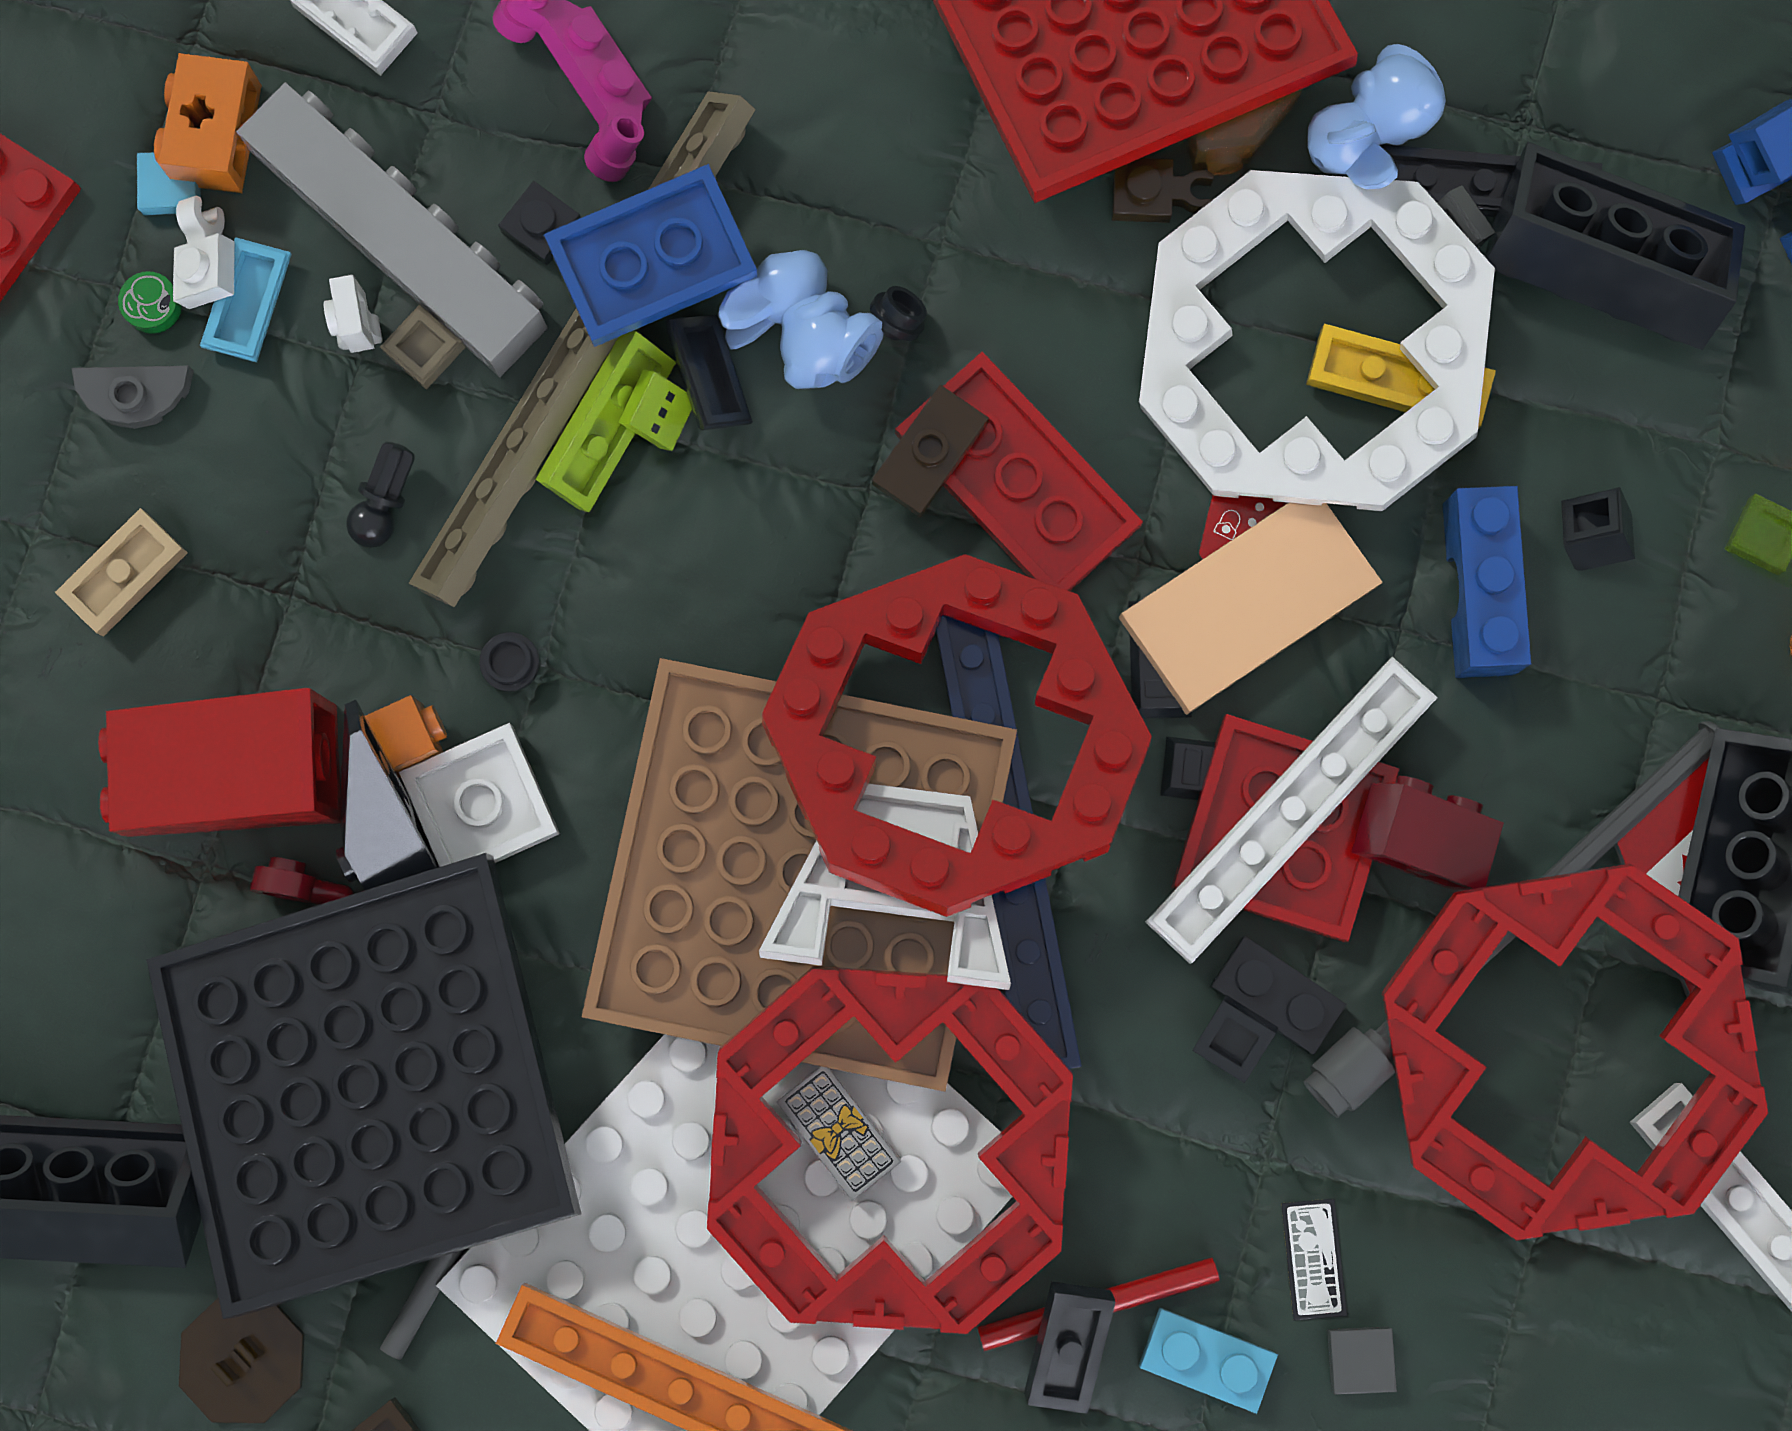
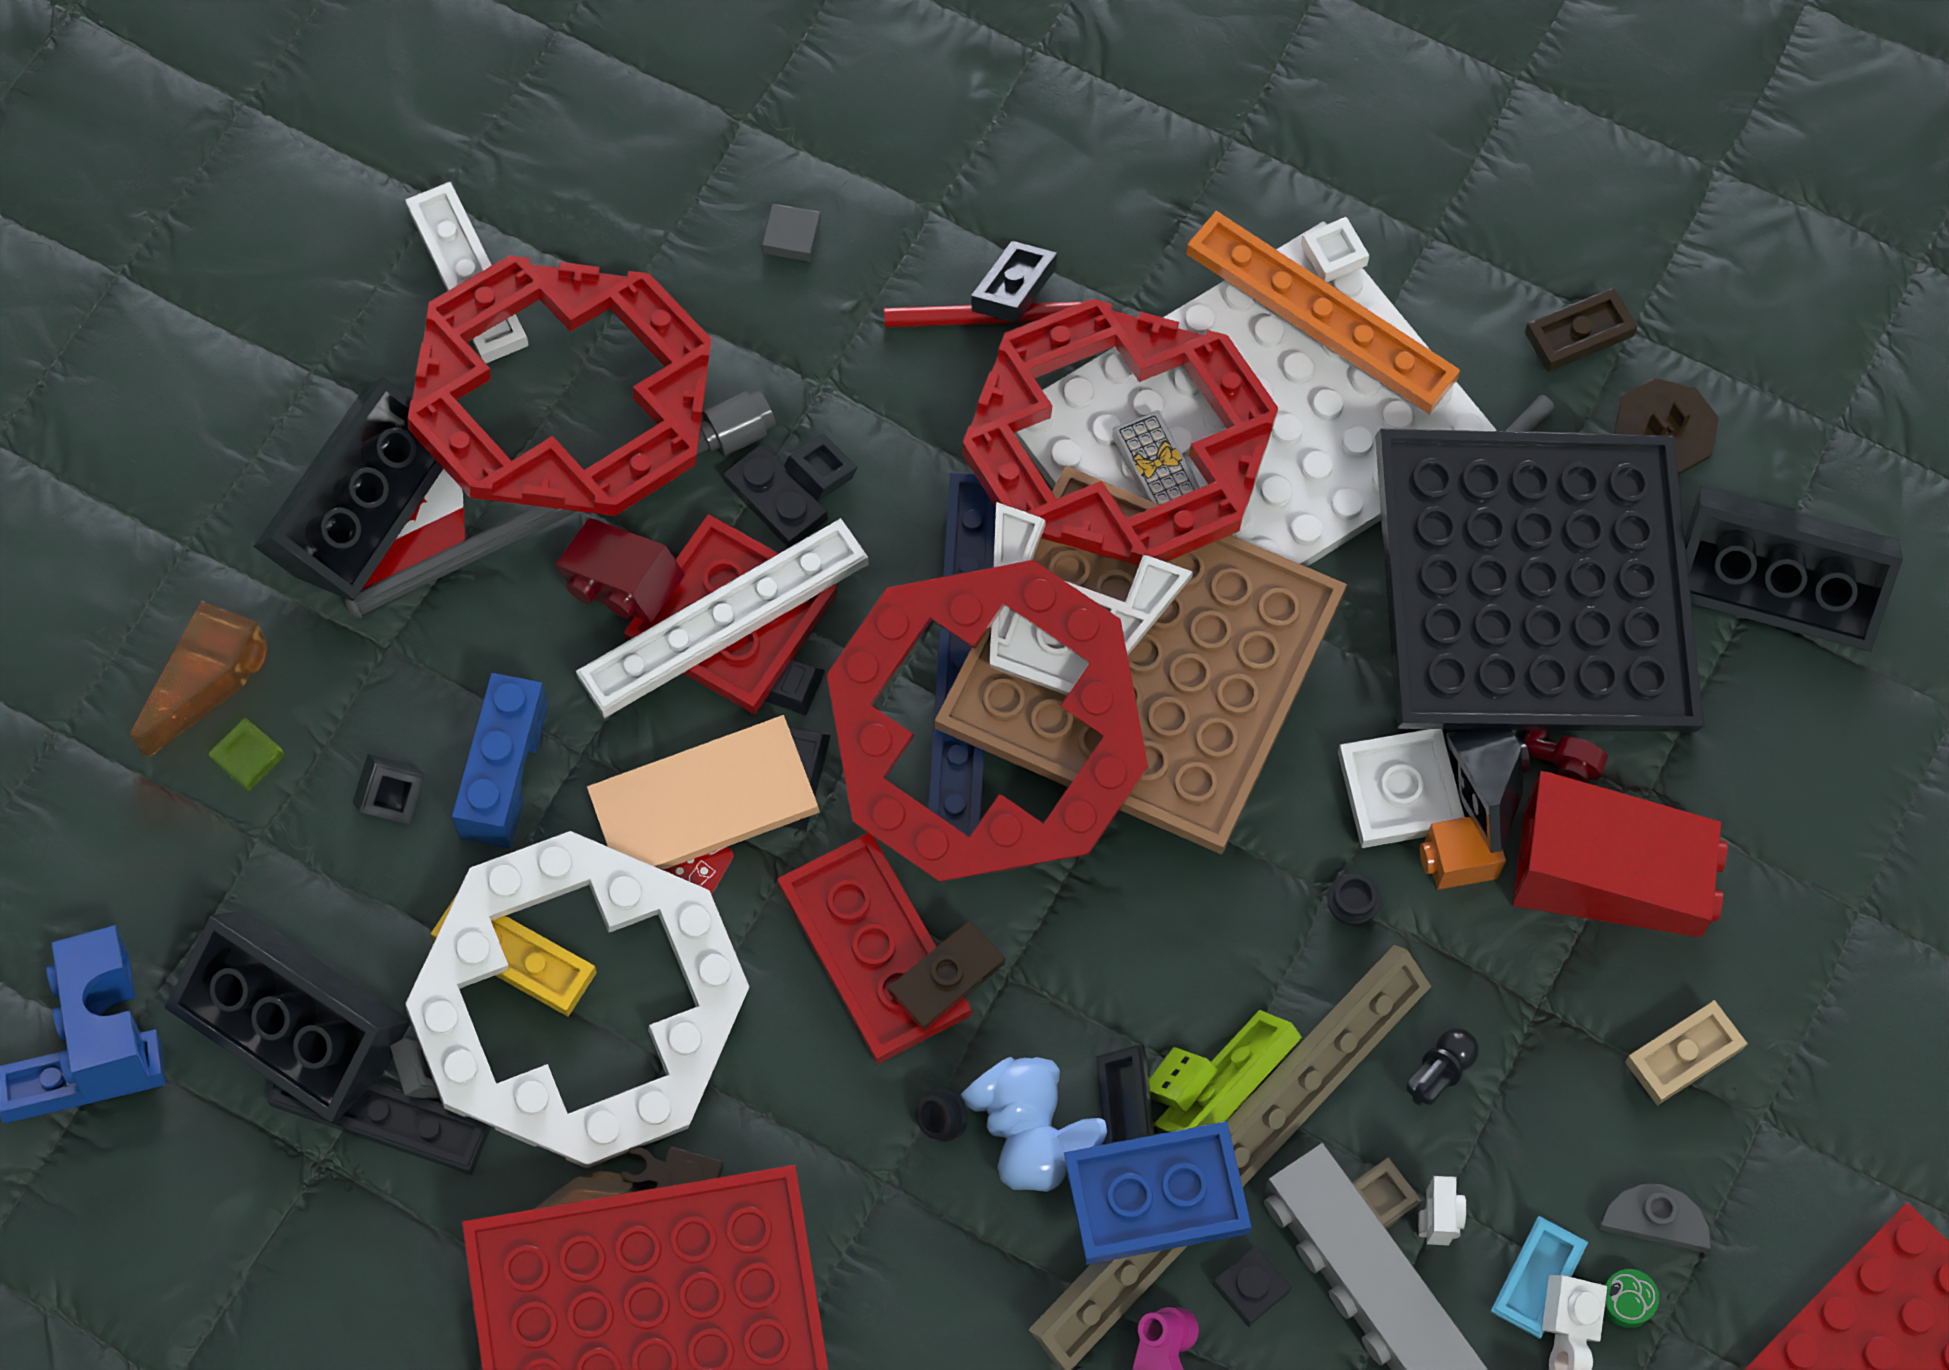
camera: 170 degrees left, 15 degrees down
(1208, 1360) = (909, 259): medium azure plate -> none
(1314, 1259) = (805, 311): sticker -> none
(1391, 105) = (443, 1183): light blue animal -> none

